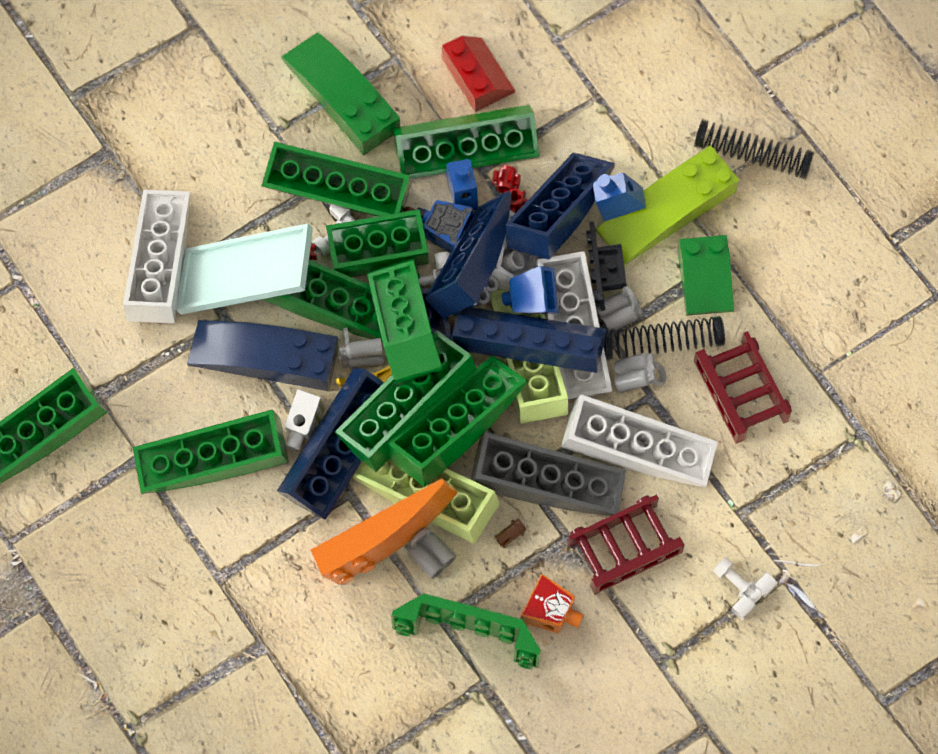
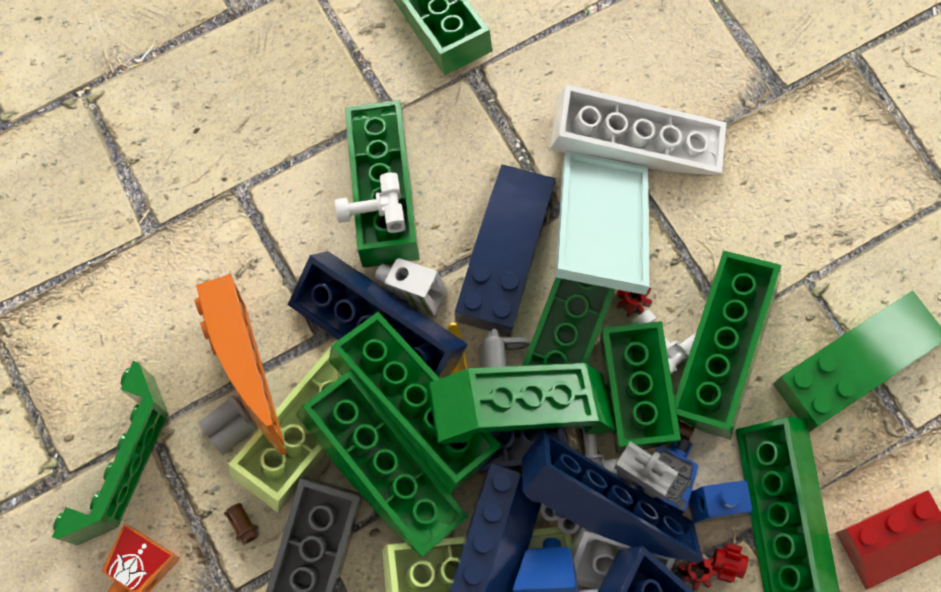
camera: 95 degrees right, 5 degrees up
(240, 436) = (386, 204): none -> white bar
(446, 230) = (645, 470): none -> light grey hips

